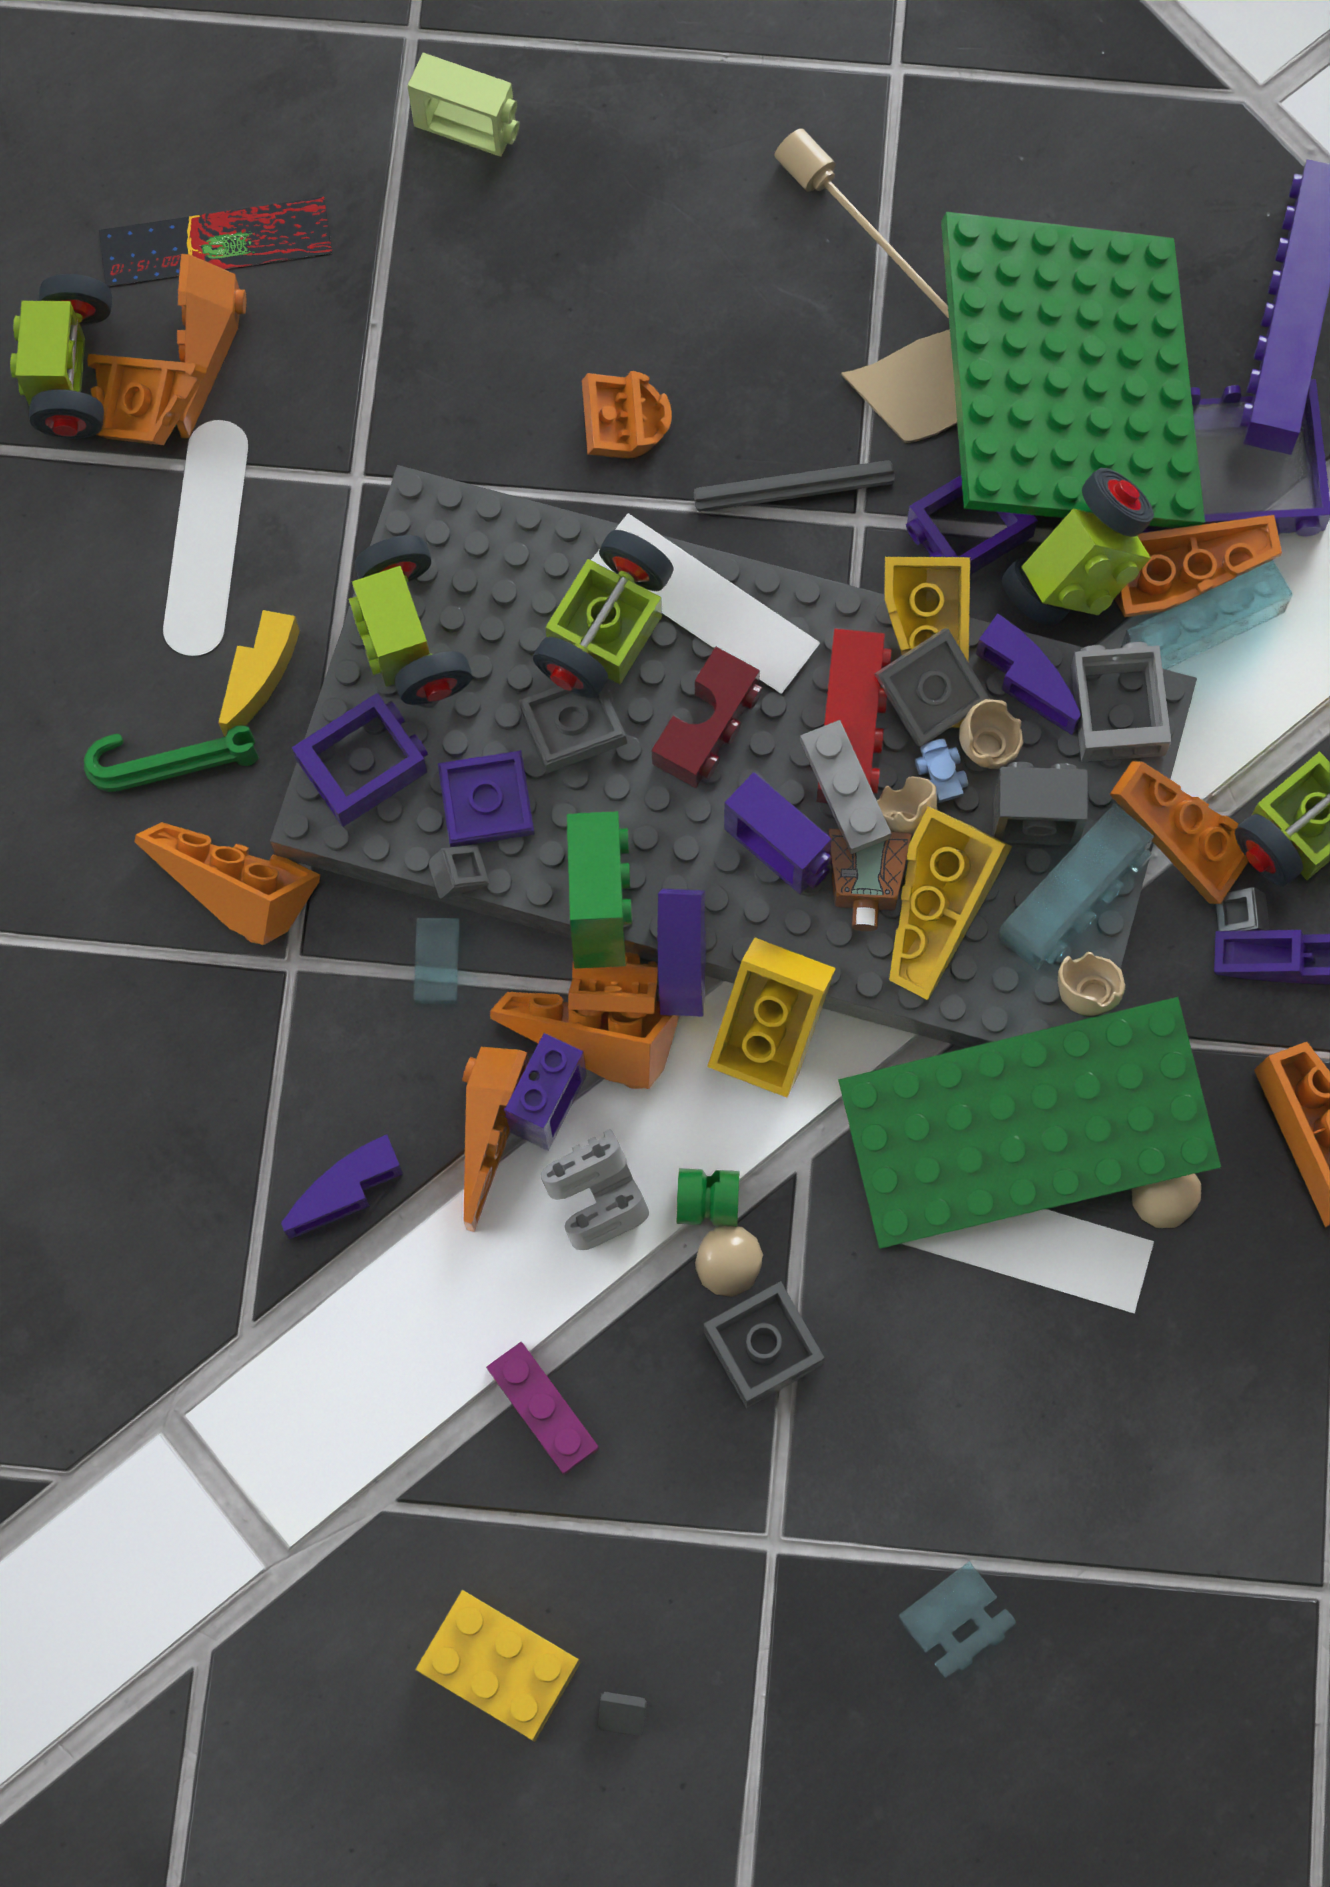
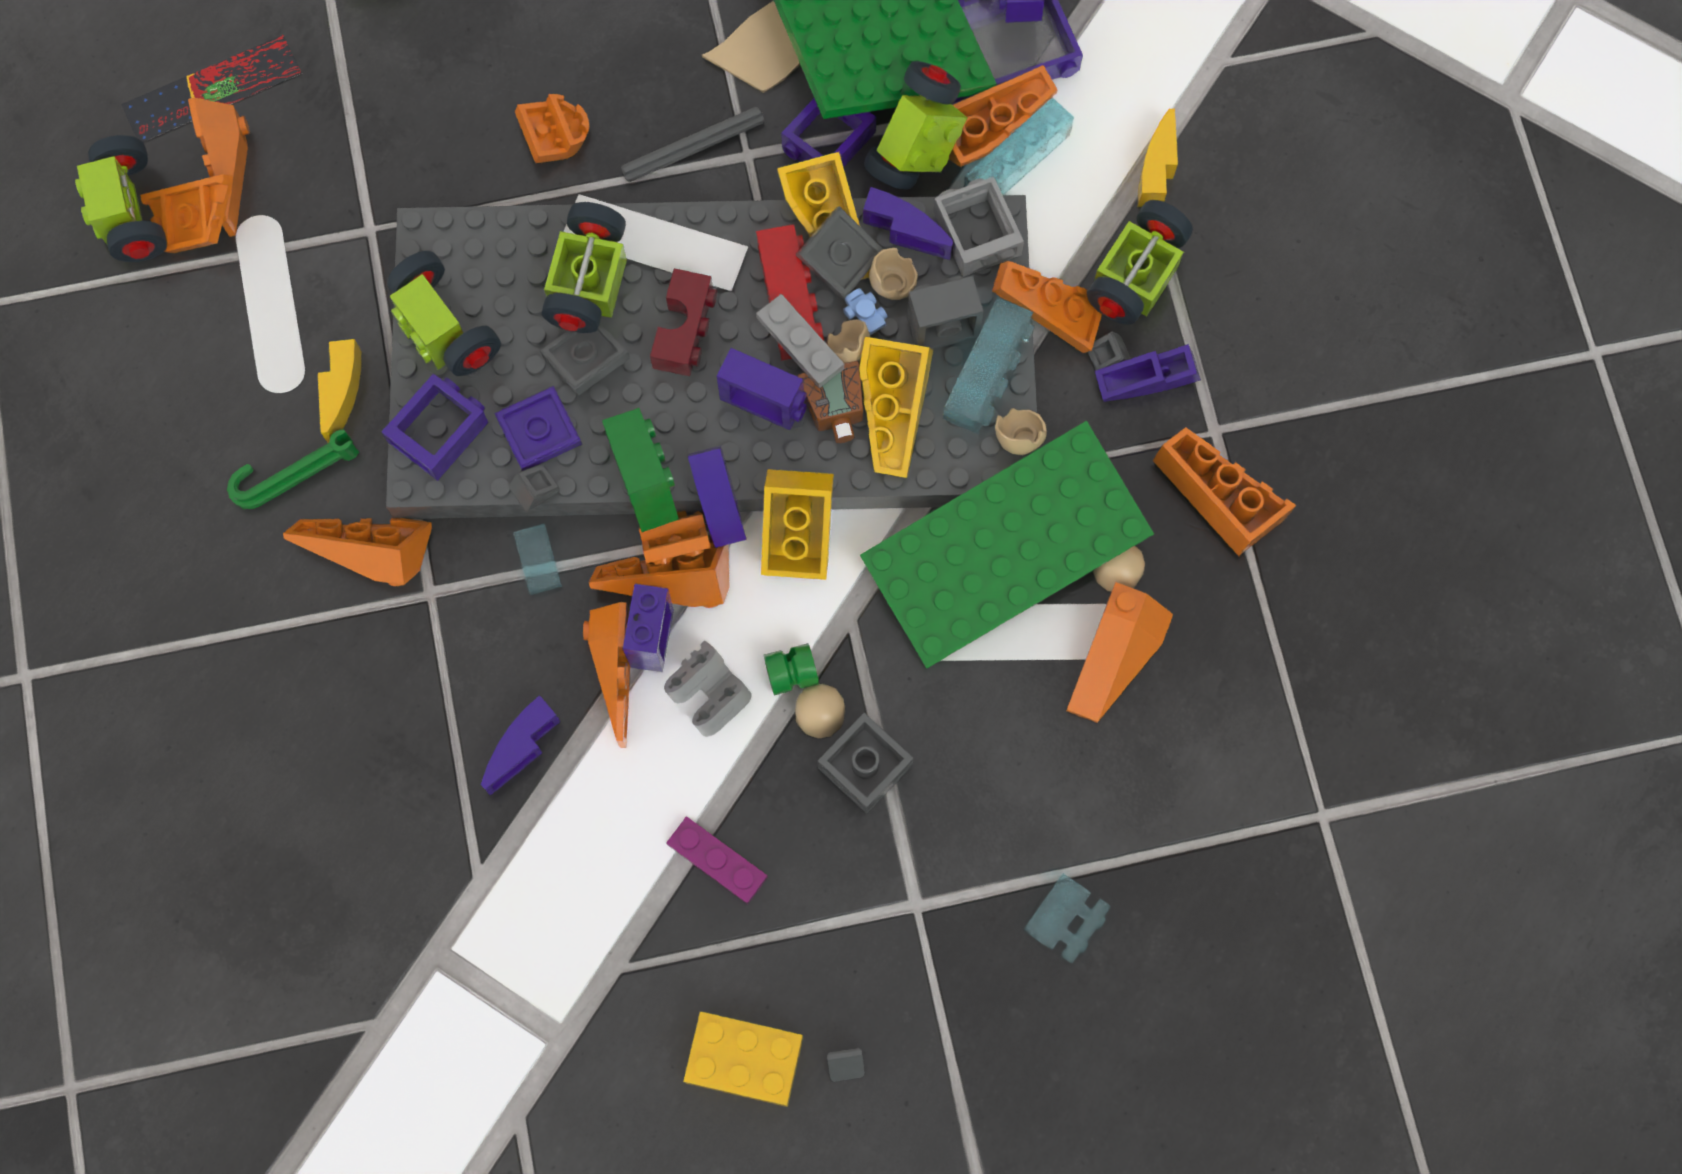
camera: 20 degrees left, 0 degrees up
(1139, 1294) = (1123, 643): none -> orange wedge

